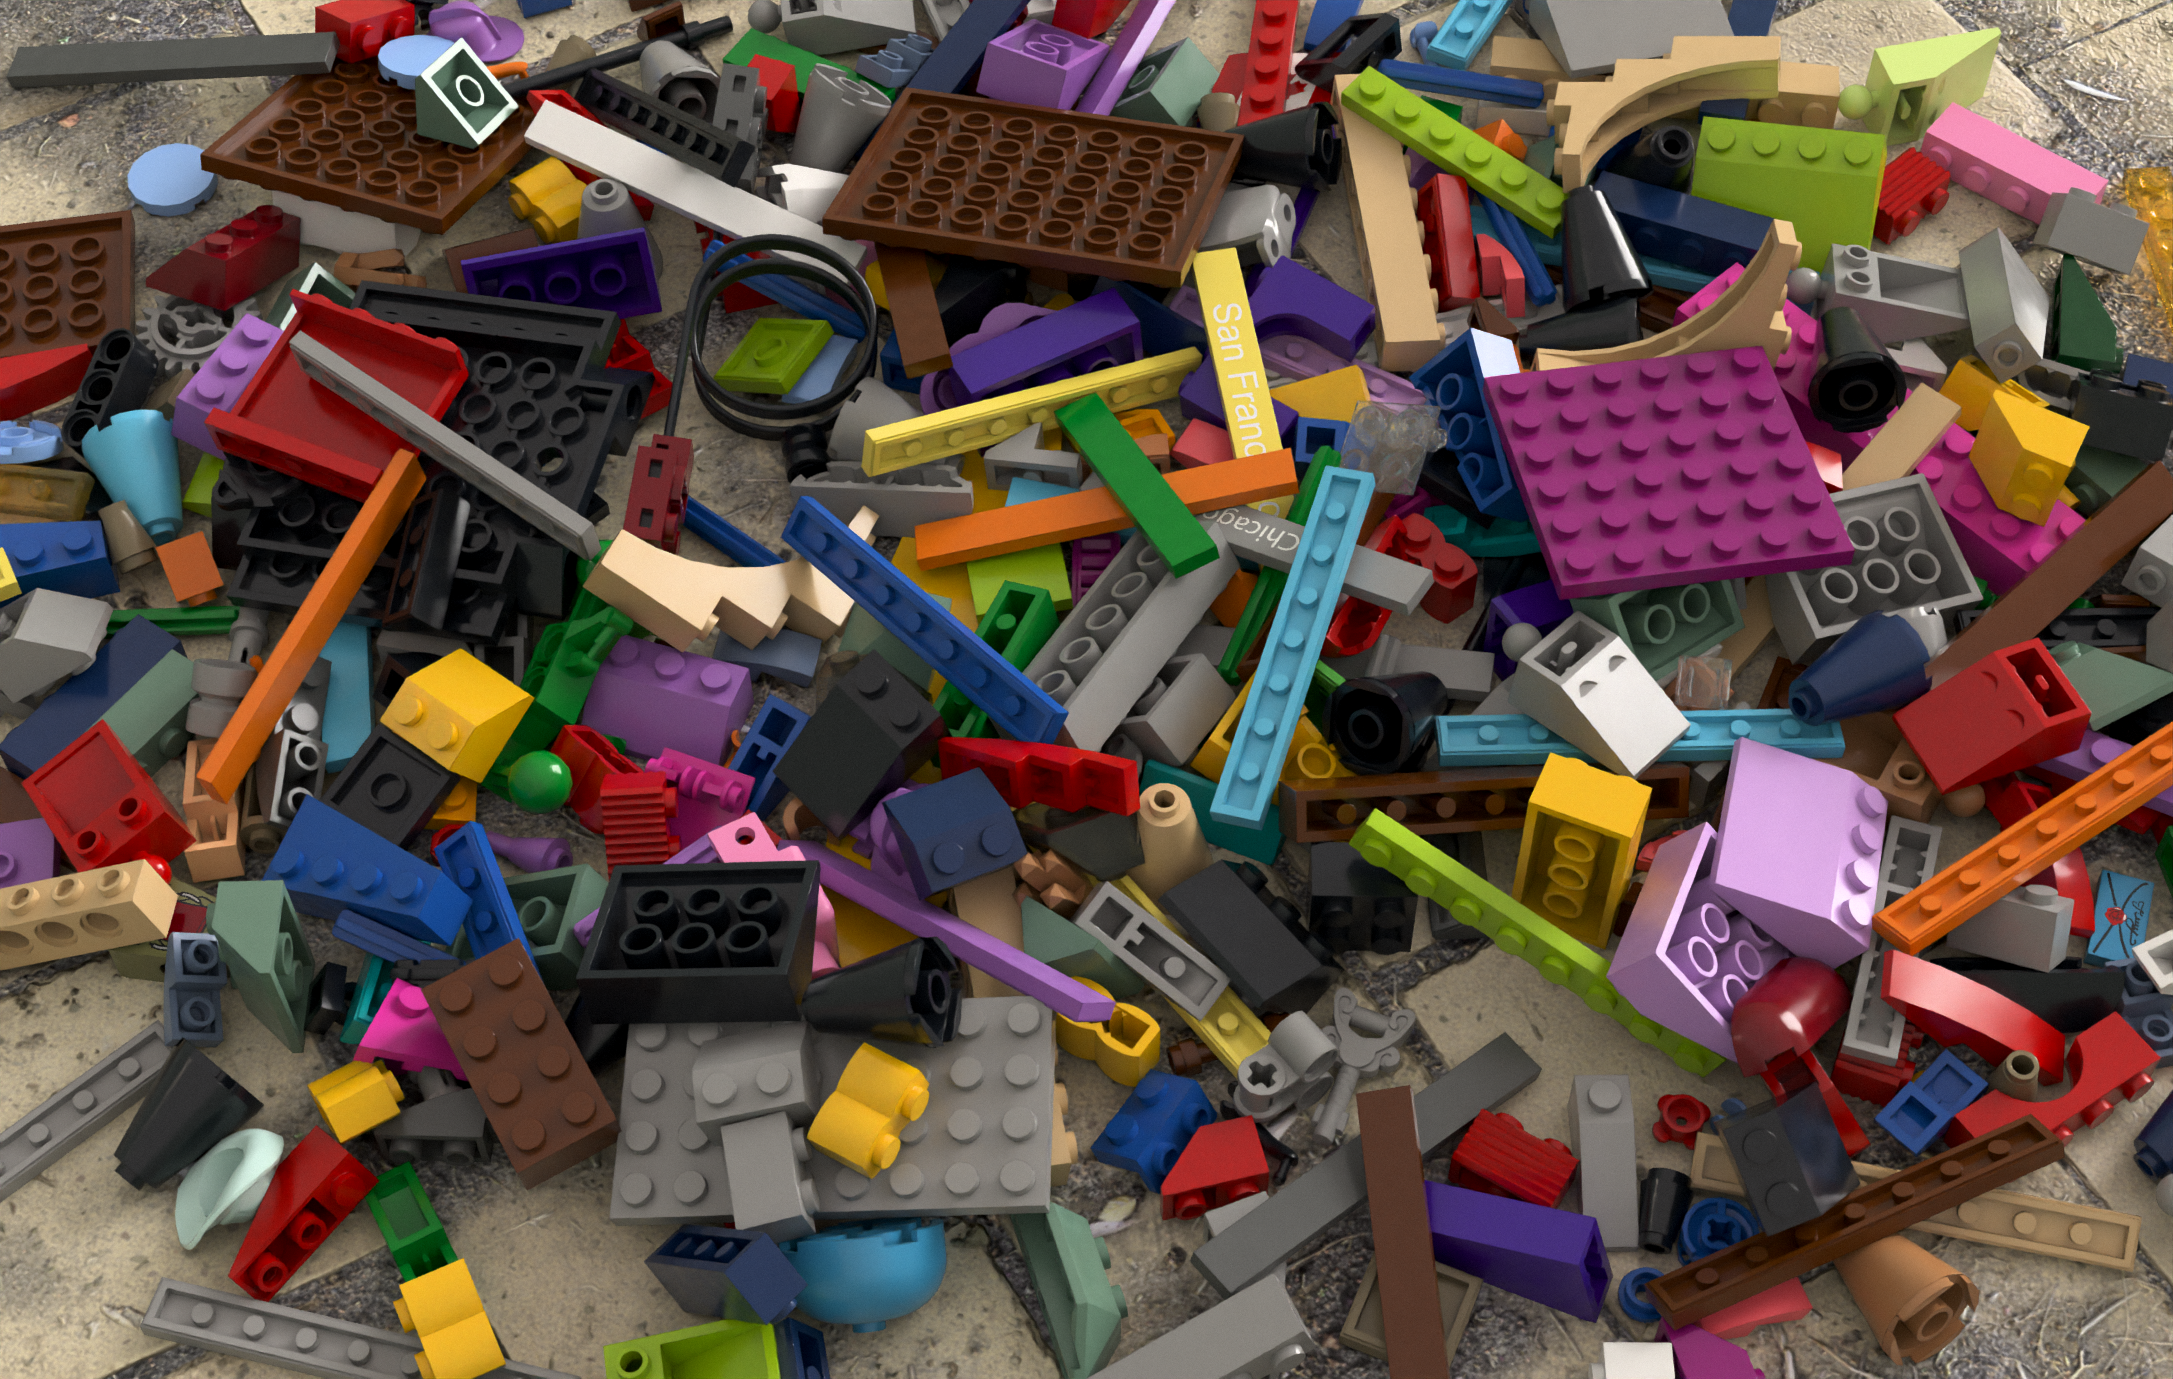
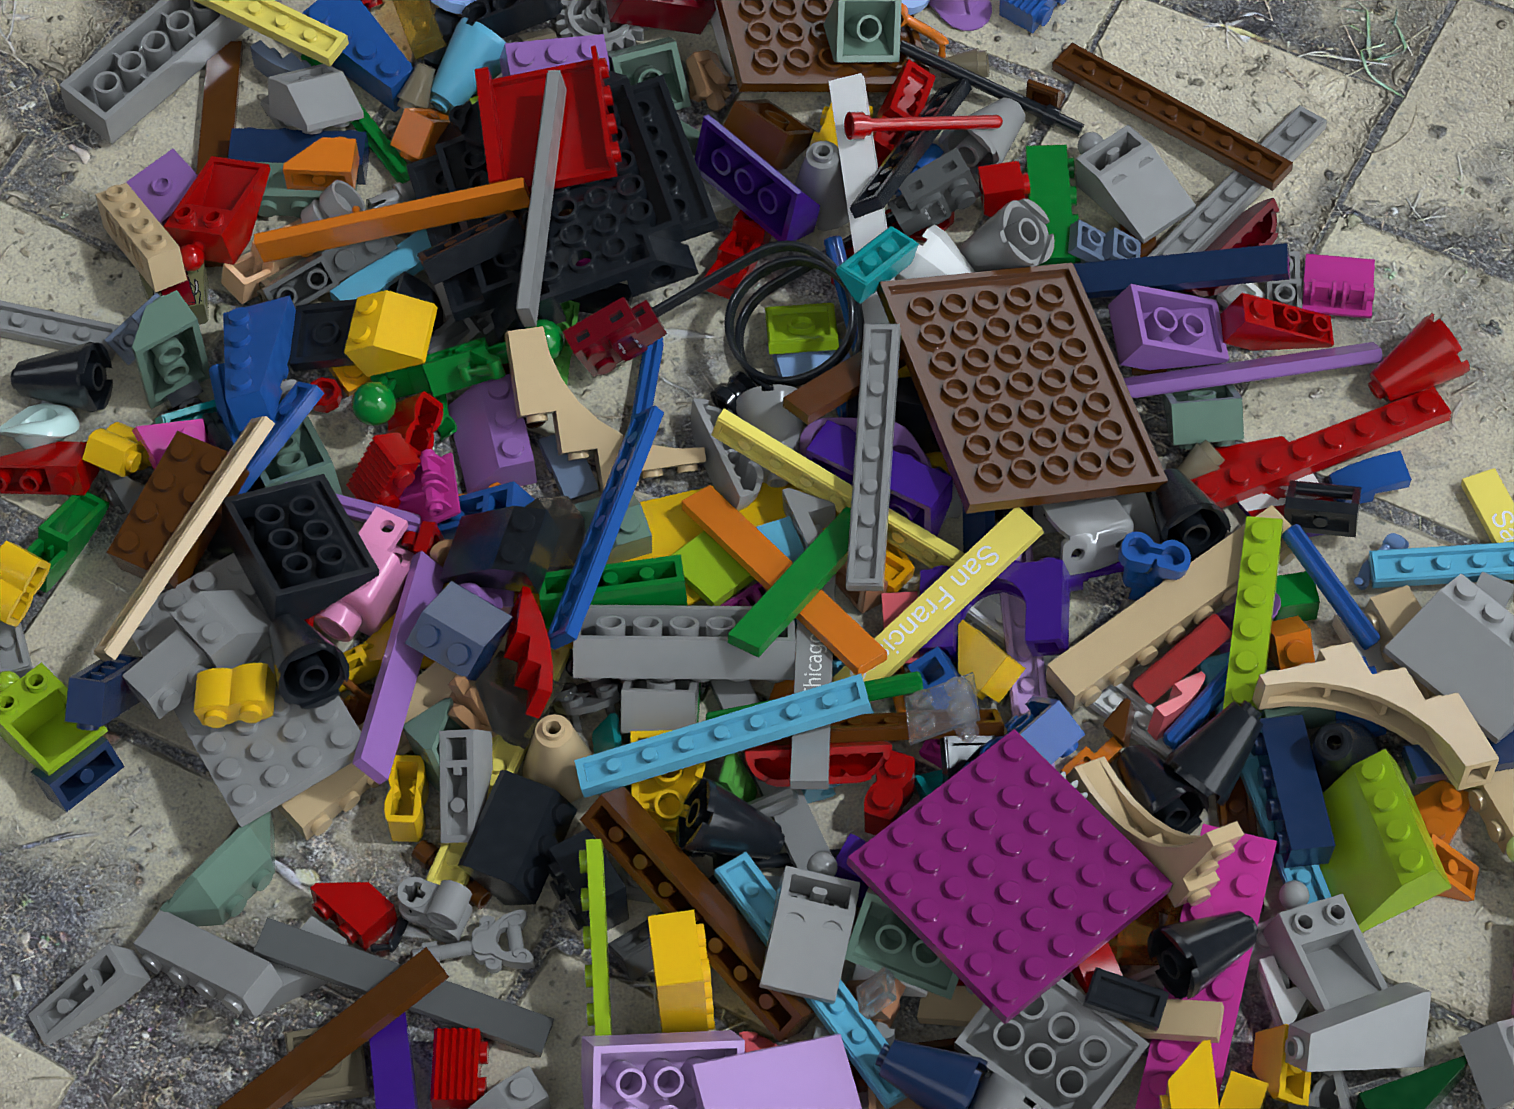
camera: 60 degrees right, 5 degrees up
(157, 667) = (323, 164): none -> orange slope
(532, 853) = (345, 441): medium lavender cone -> none
(595, 1060) = (183, 538): none -> tan tile
(612, 131) = (859, 125): none -> red piece
(795, 209) = (877, 262): none -> teal slope
(868, 1270) = (167, 762): dark azure cylinder -> none
(1039, 335) = (873, 458): none -> light grey tile
(1154, 1126) = (367, 860): blue bracket -> none
(1324, 195) = (1140, 553): none -> blue piece
(1868, 458) = (1126, 999): none -> black tile
(1909, 192) = (1460, 926): red brick -> none

